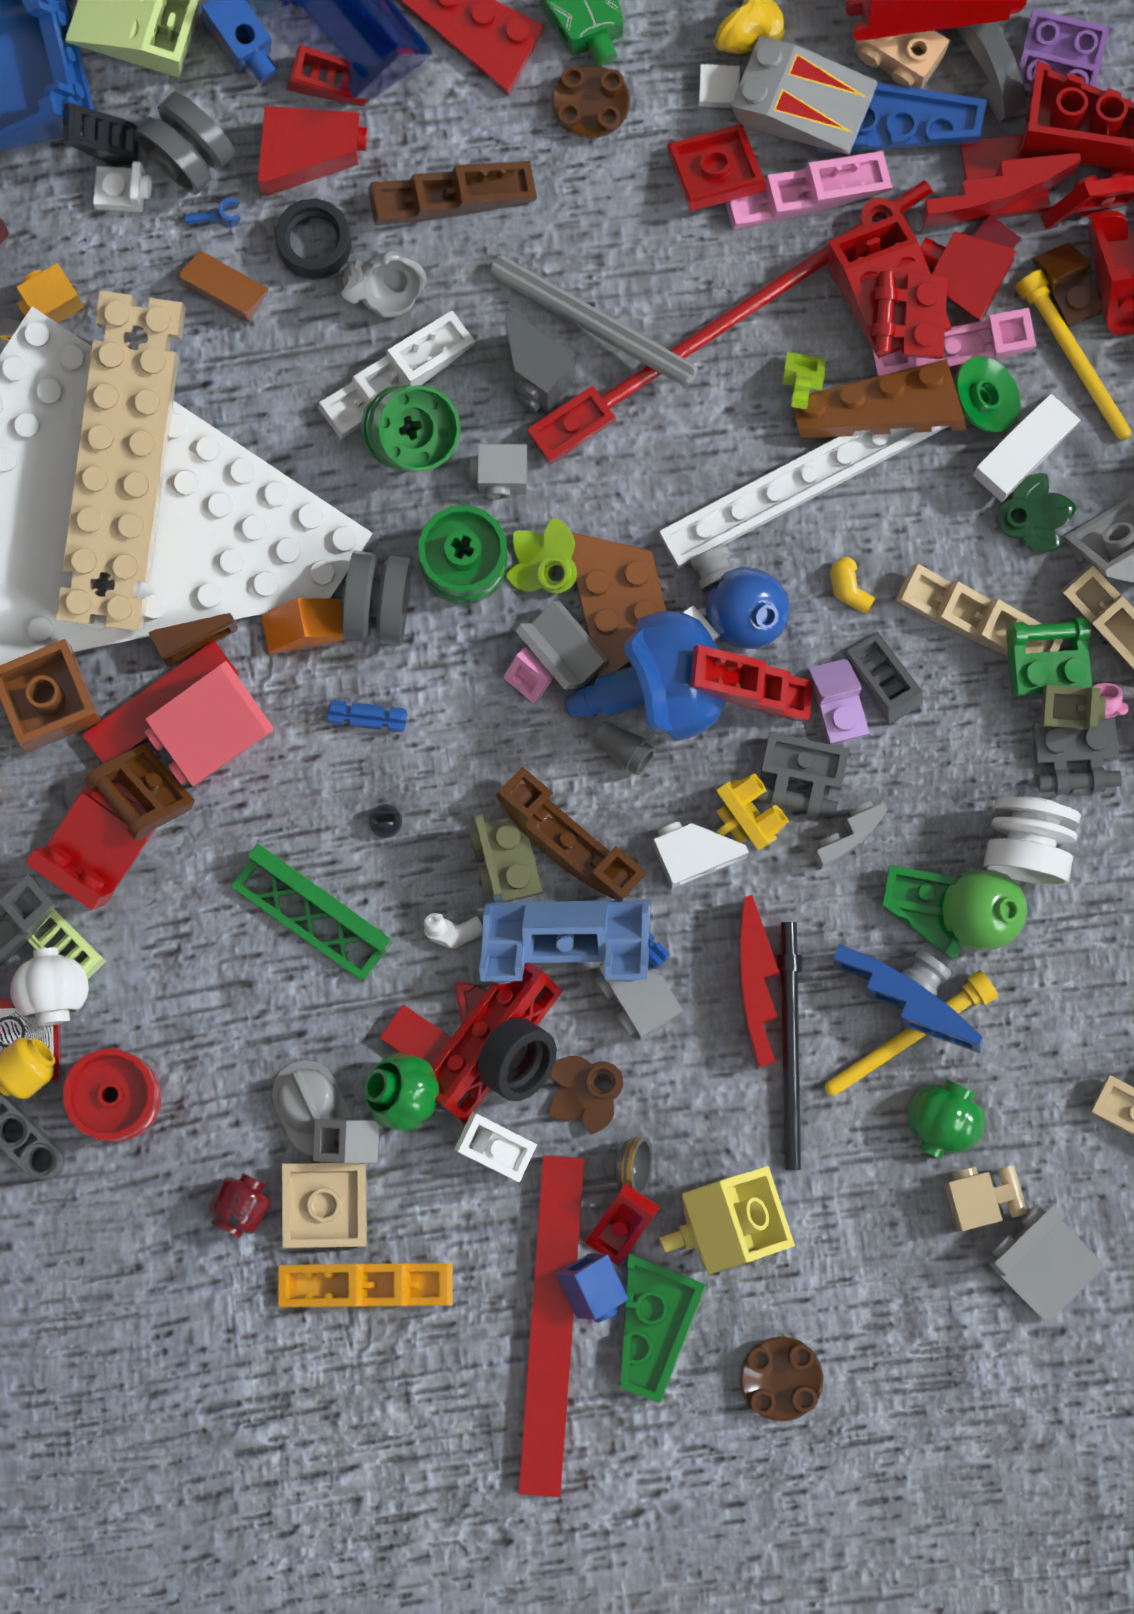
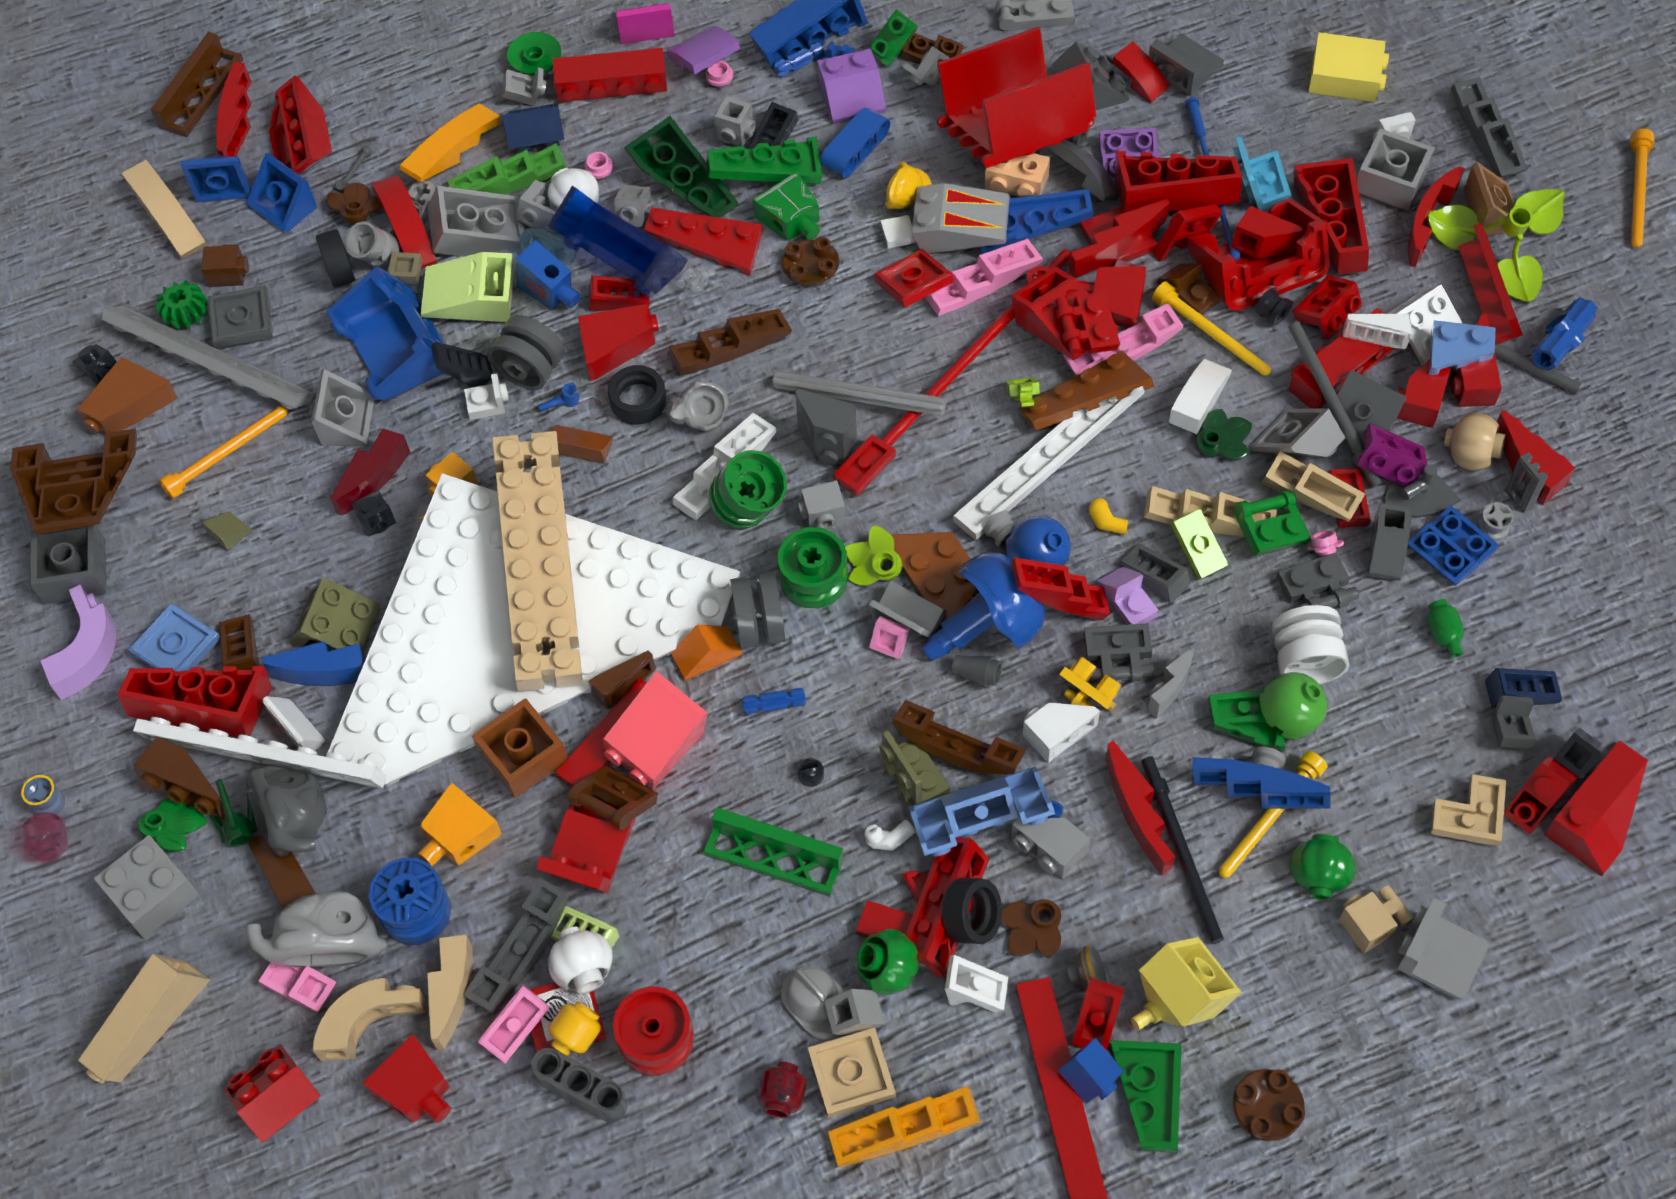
camera: 10 degrees left, 20 degrees down
(949, 659) = (1199, 544): none -> plate
(987, 394) = (1161, 366): green dish -> none
(1072, 707) = (1303, 547): olive bracket -> none

